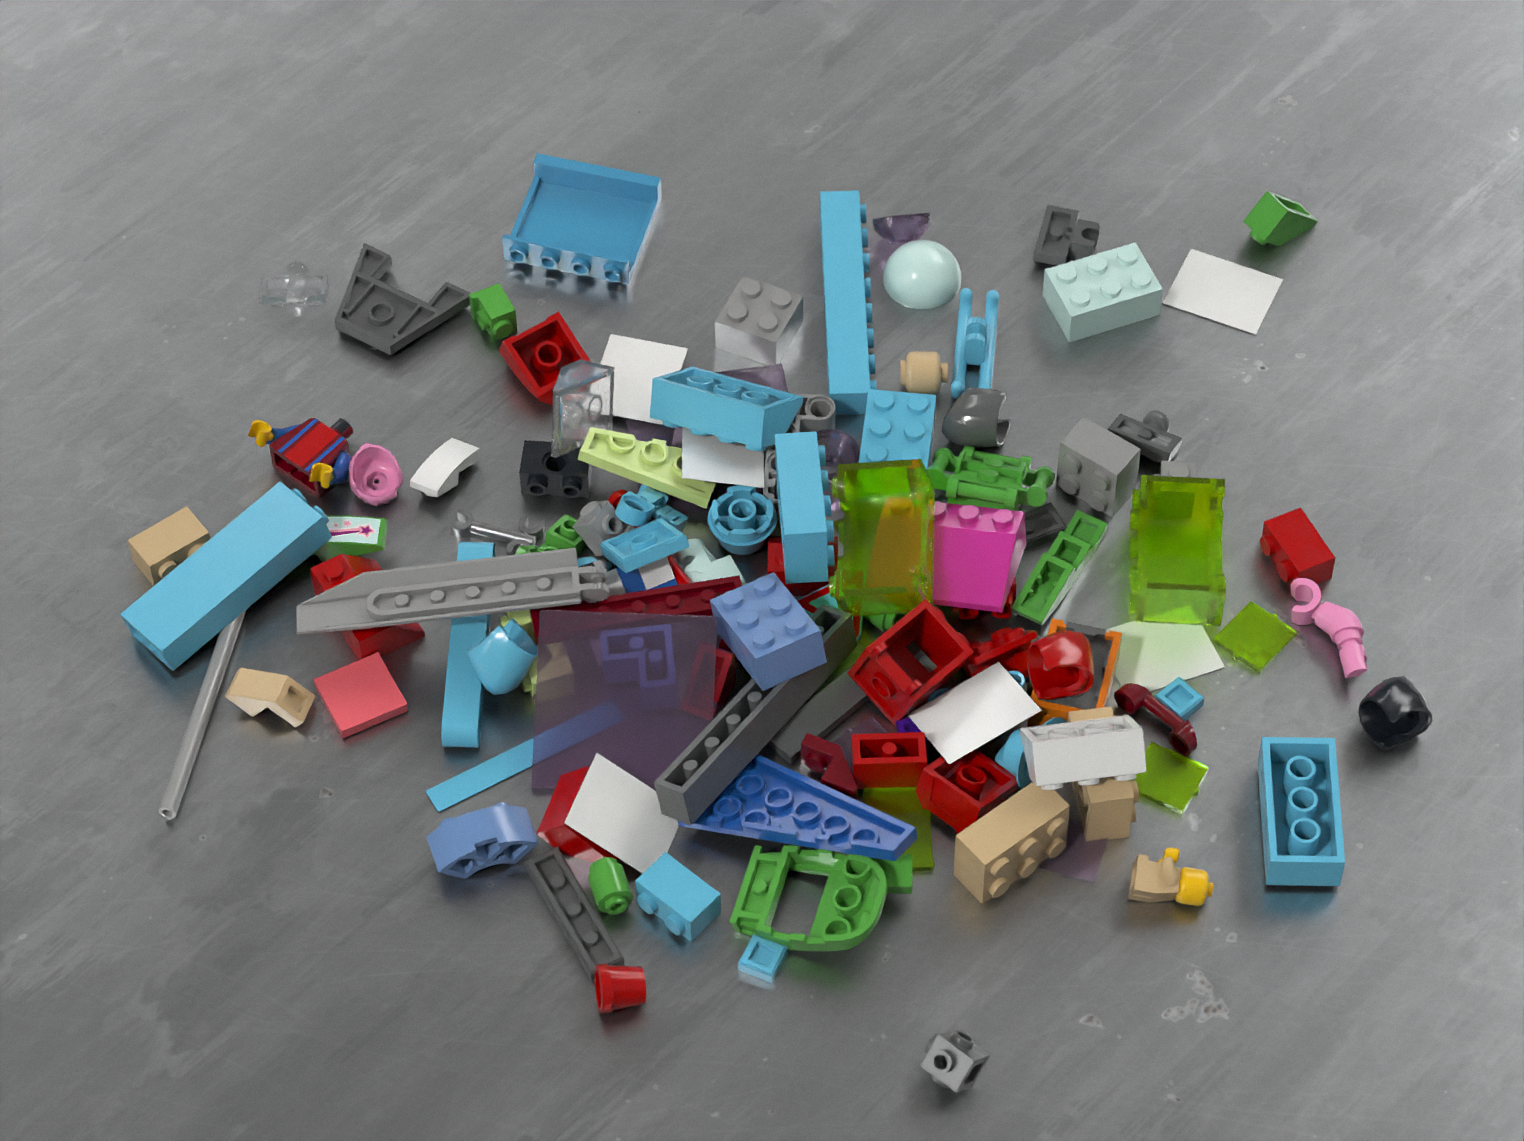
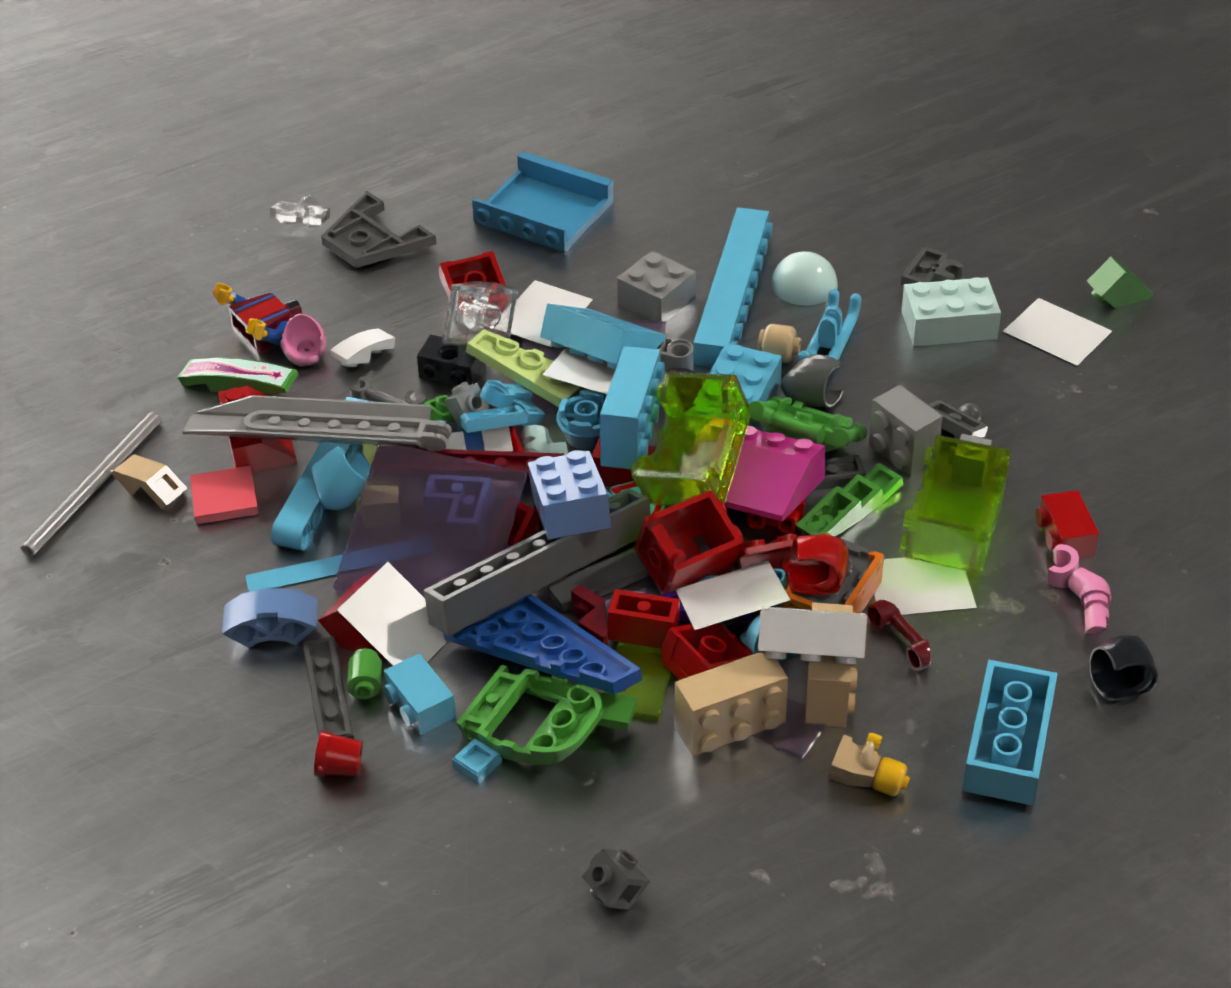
camera: 15 degrees right, 10 degrees down
(167, 544) = (123, 364): tan brick -> none
(227, 575) = (152, 386): medium azure brick -> none
(493, 311) = (446, 245): bright green brick -> none
(902, 228) = (797, 239): clear purple piece -> none
(1170, 778) = (896, 685): clear neon green piece -> none
(1180, 698) = (928, 623): medium azure tile -> none
(1255, 637) = (1011, 588): clear neon green piece -> none

